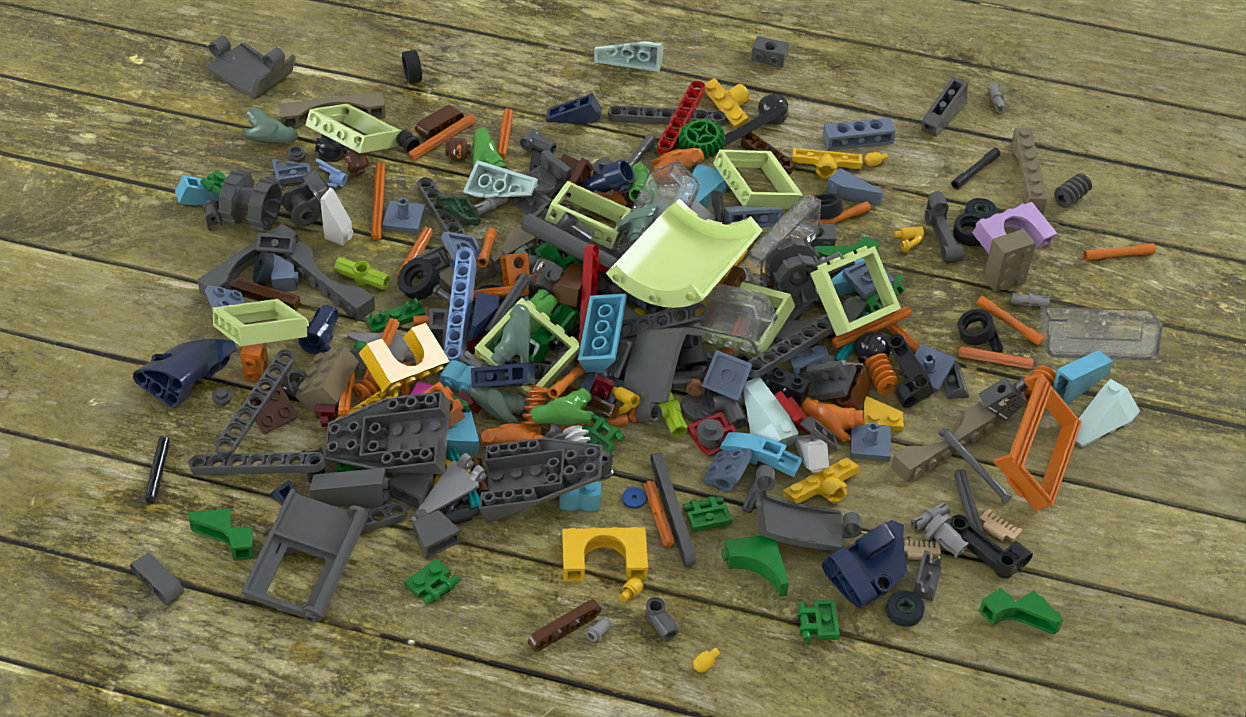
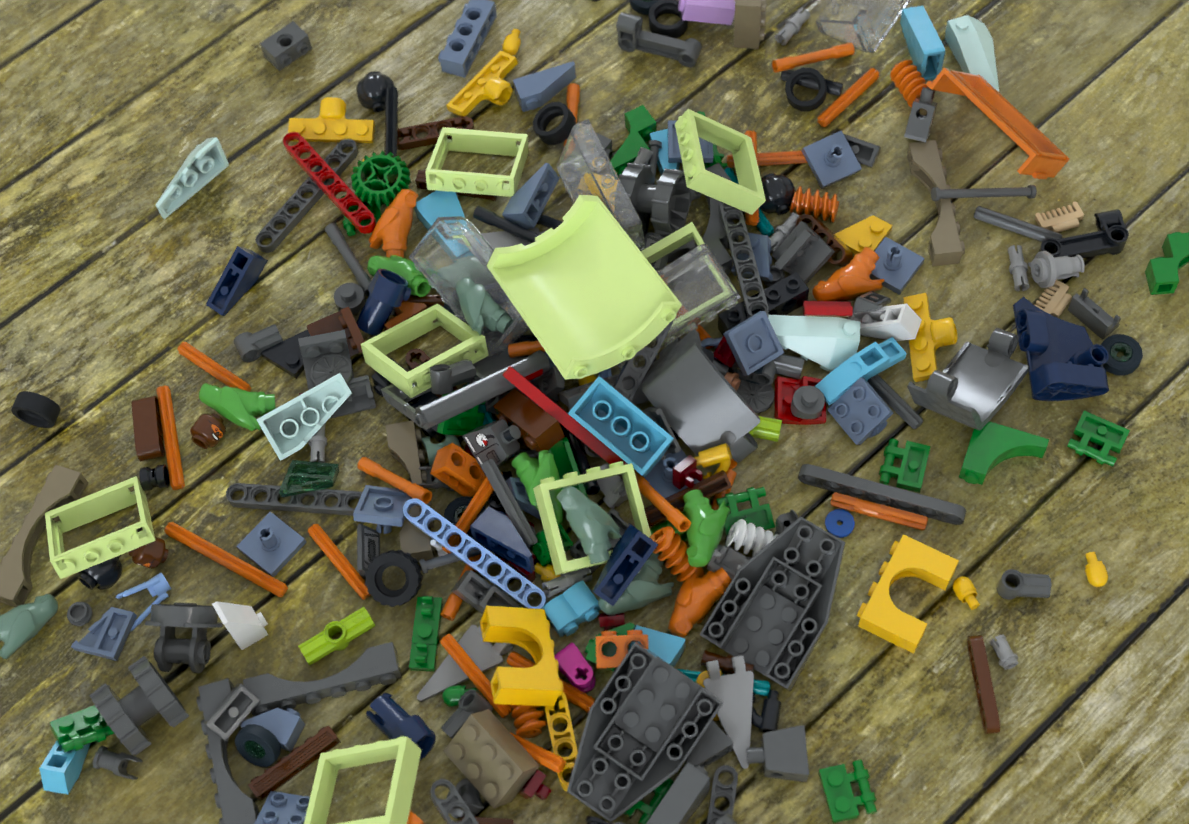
camera: 50 degrees left, 15 degrees up
(909, 233) = (637, 73): yellow plant -> none
(910, 391) = (830, 175): black piece -> none

